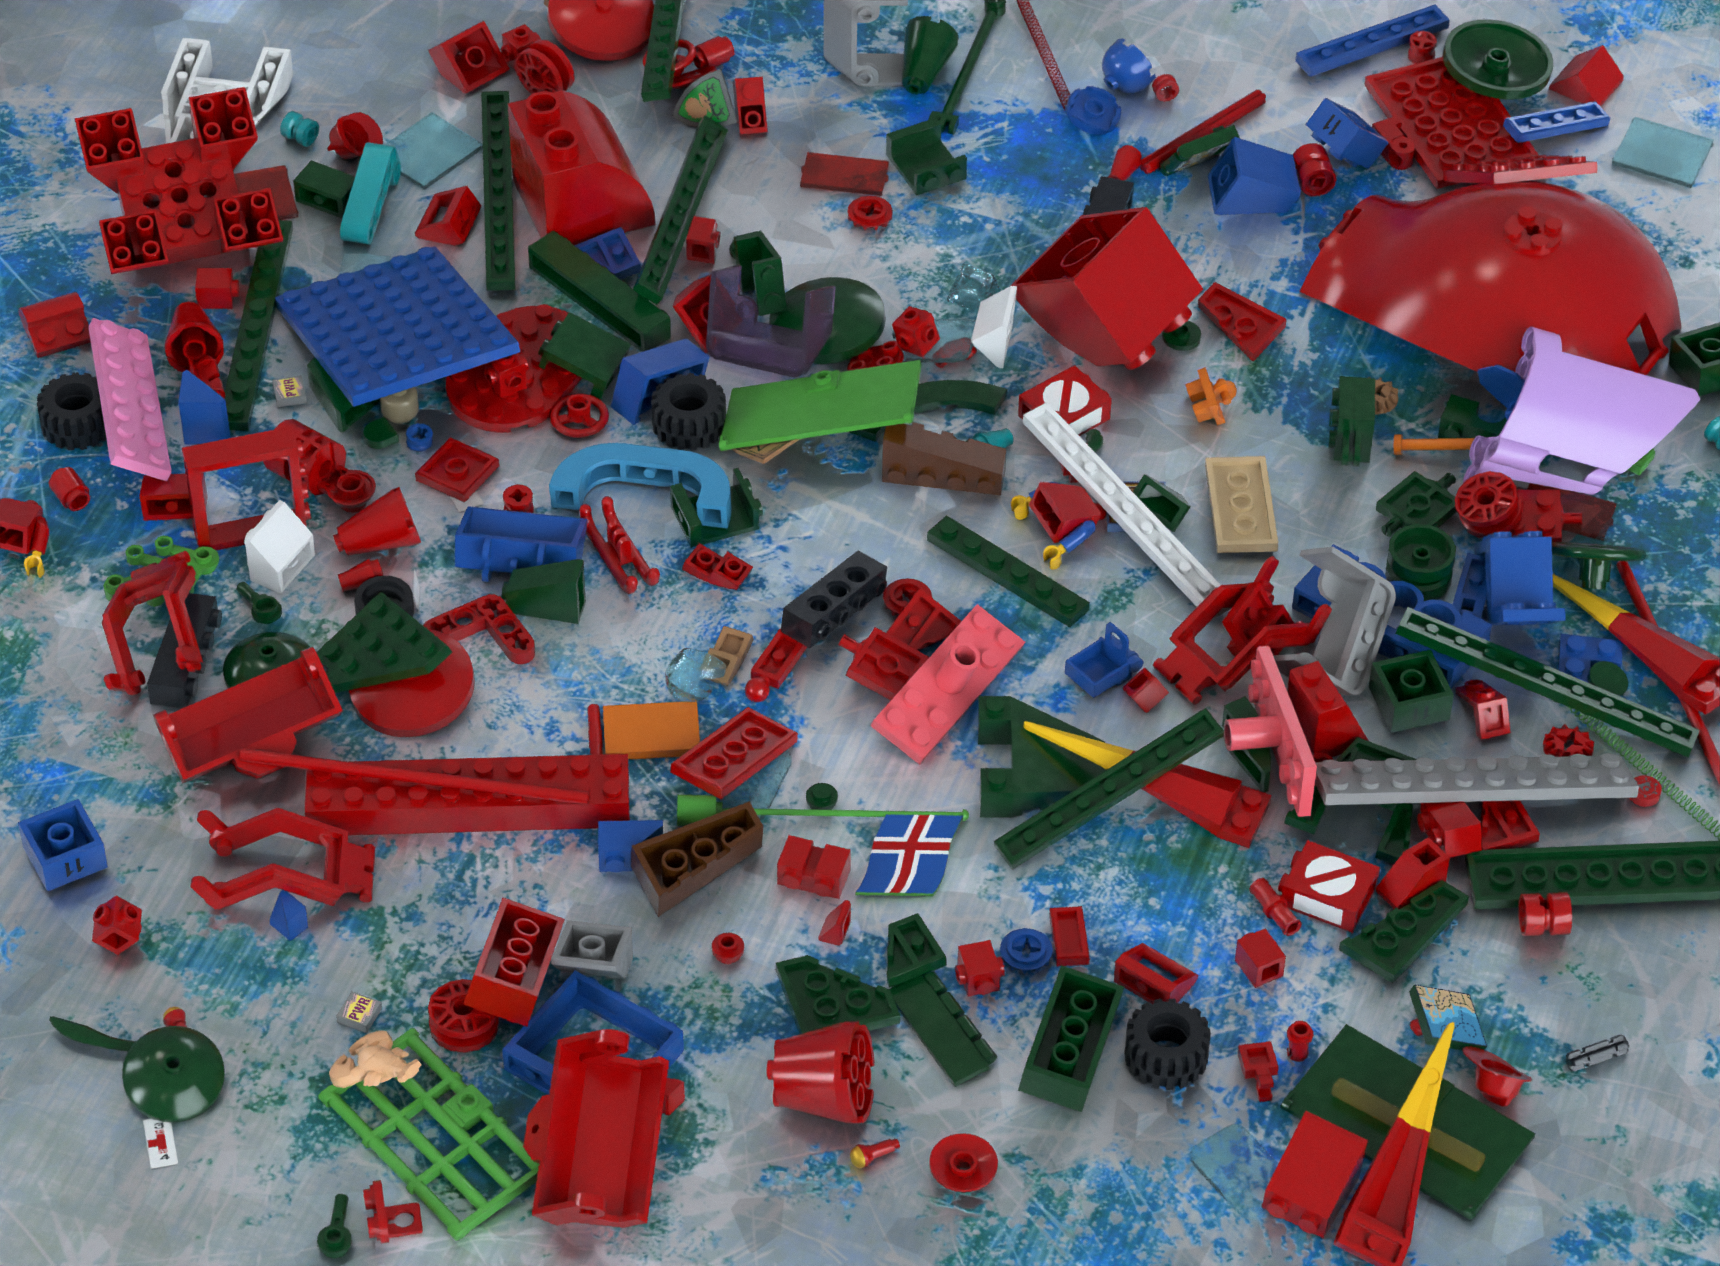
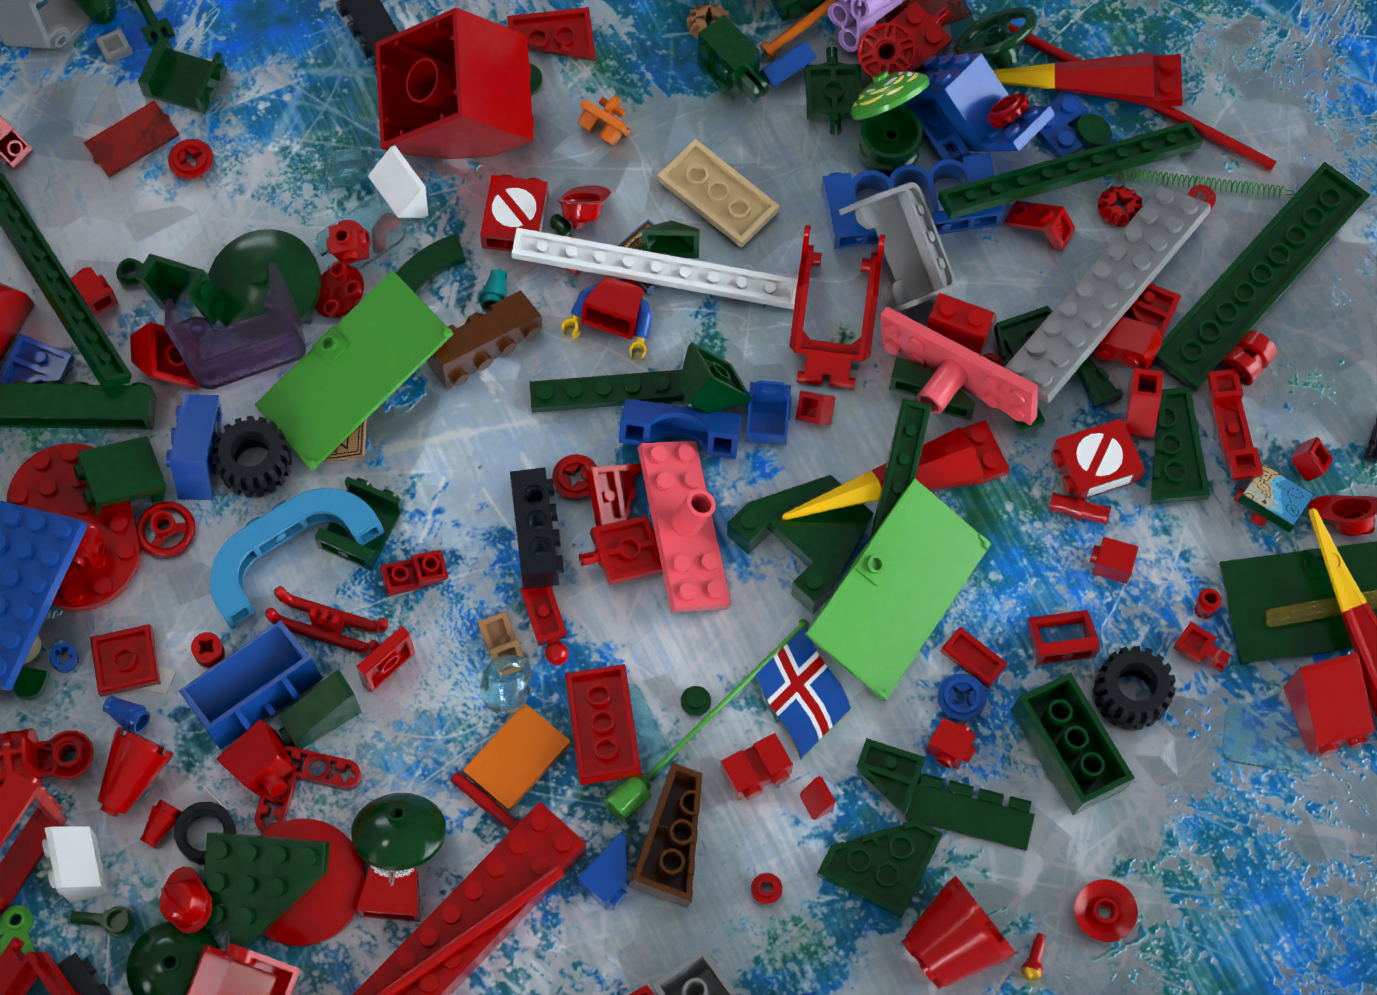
camera: 45 degrees left, 20 degrees up
(318, 624) = (186, 901): none -> red piece
(419, 499) = (127, 714): none -> blue cone
(465, 730) = (390, 895): none -> red torso
(470, 583) = (258, 760): none -> red torso
(512, 701) = (398, 831): none -> dark green dish
(628, 592) = (386, 659): none -> red plate
(901, 110) = (114, 46): none -> light grey tile
(1045, 642) = (649, 421): none -> blue arch
(1059, 839) = (898, 589): none -> bright green door
(1078, 605) = (710, 382): none -> dark green slope
(1120, 437) = (583, 204): none -> red piece
(1251, 615) = (841, 289): red brick -> none
(1400, 458) = (788, 64): none -> blue slope
(1411, 691) = (991, 253): dark green brick -> none
(1448, 515) = (888, 92): none -> bright green dish
(1476, 947) = (1232, 425): none -> red slope
(1516, 1022) = (1312, 459): none -> red slope
(1532, 595) = (1007, 110): none -> red gear

